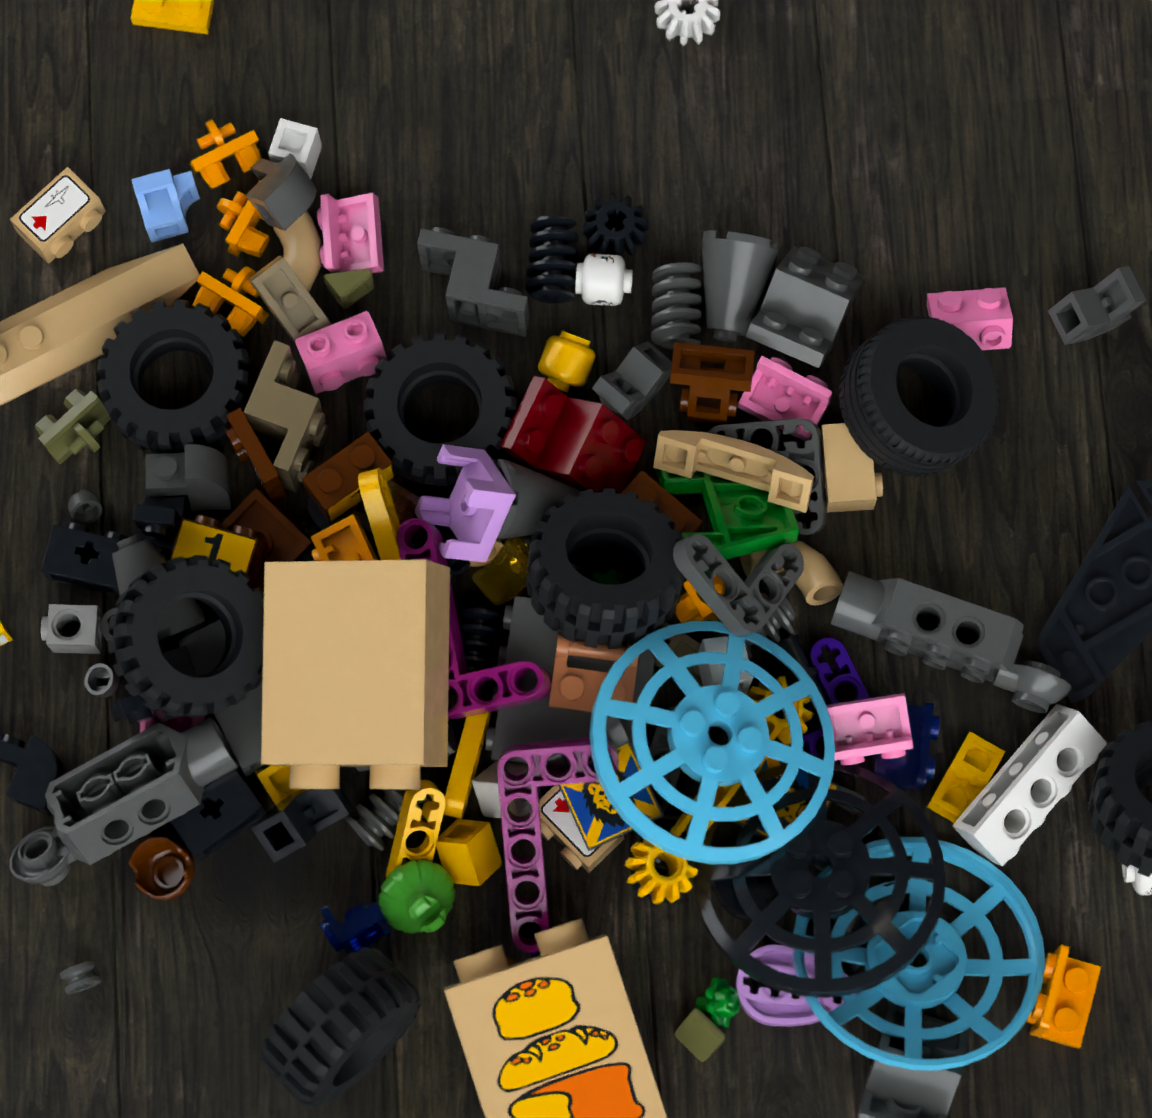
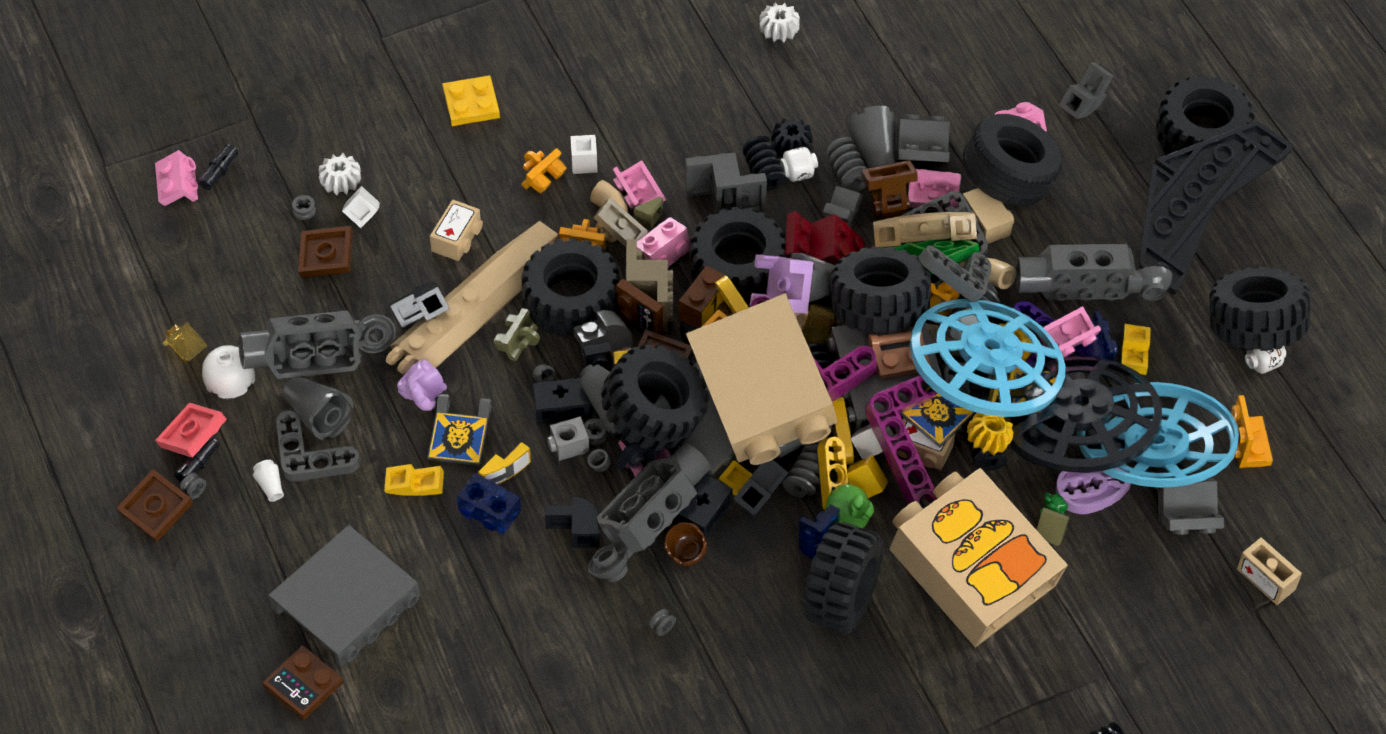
camera: 25 degrees left, 20 degrees down
(165, 202) = (517, 203): light blue brick -> none
(243, 234) = (575, 207): light orange hips -> none
(282, 192) = (589, 171): dark grey brick -> none
(566, 360) = (800, 203): yellow head -> none
(1009, 791) = (1174, 335): white brick -> none

